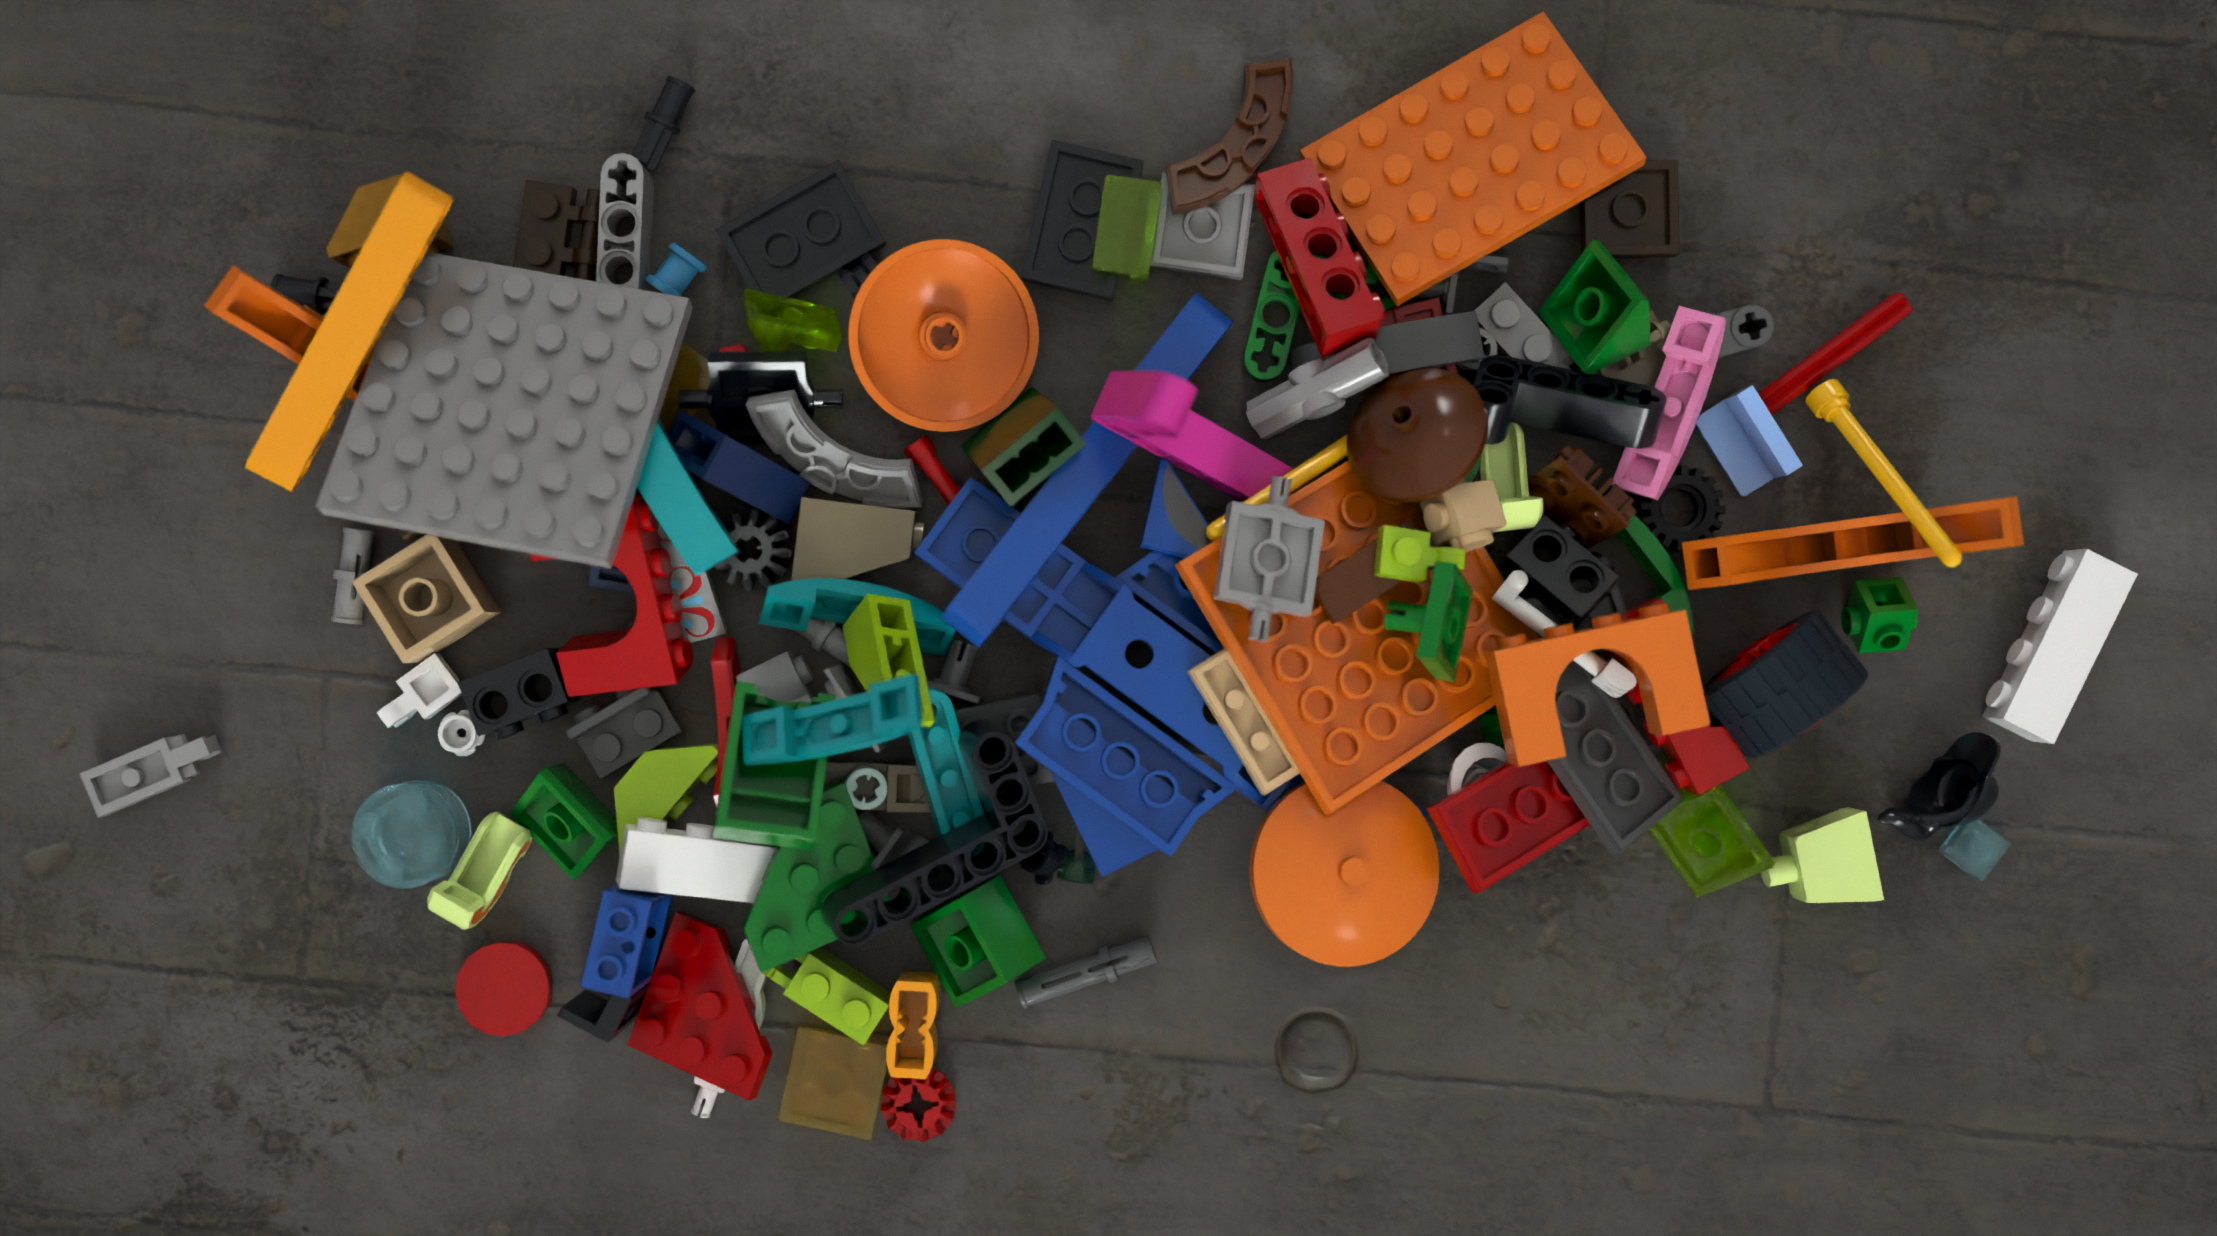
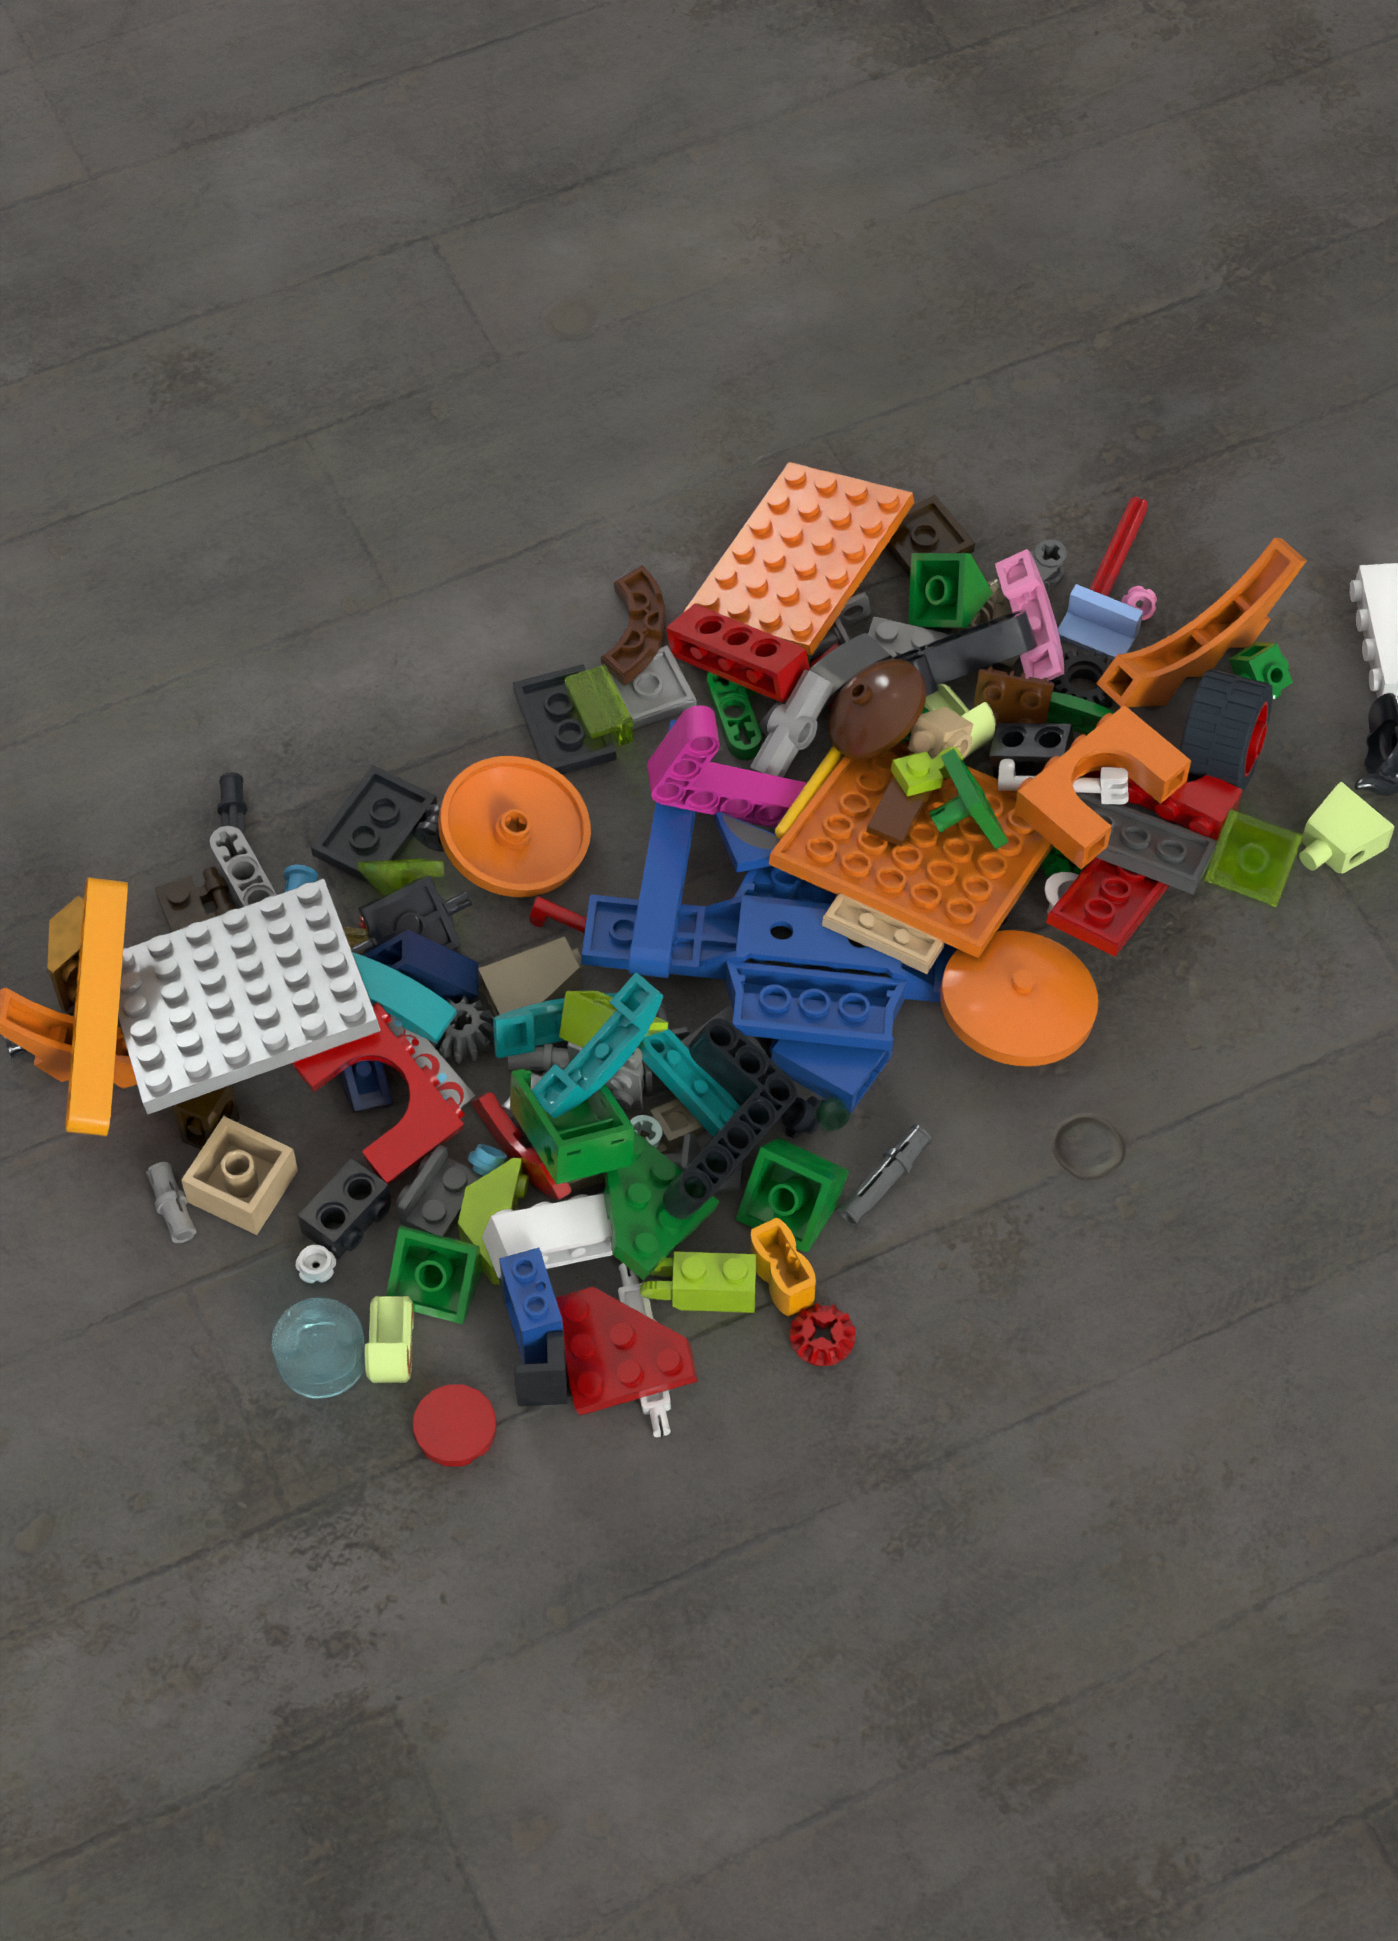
camera: 30 degrees left, 30 degrees down
(146, 772) = (84, 1417): light grey hinge -> none
(426, 690) = (270, 1246): white plate -> none
(694, 720) = (486, 1159): none -> medium azure plate
(827, 463) = (477, 943): light grey tile -> none
(834, 1082) = (750, 1349): clear yellow plate -> none
(1023, 445) = (615, 851): dark green brick -> none
(1269, 559) = (830, 820): light grey plate -> none
(1810, 450) = (1146, 596): none -> bright pink plate
(1831, 402) = (1137, 574): yellow piece -> none

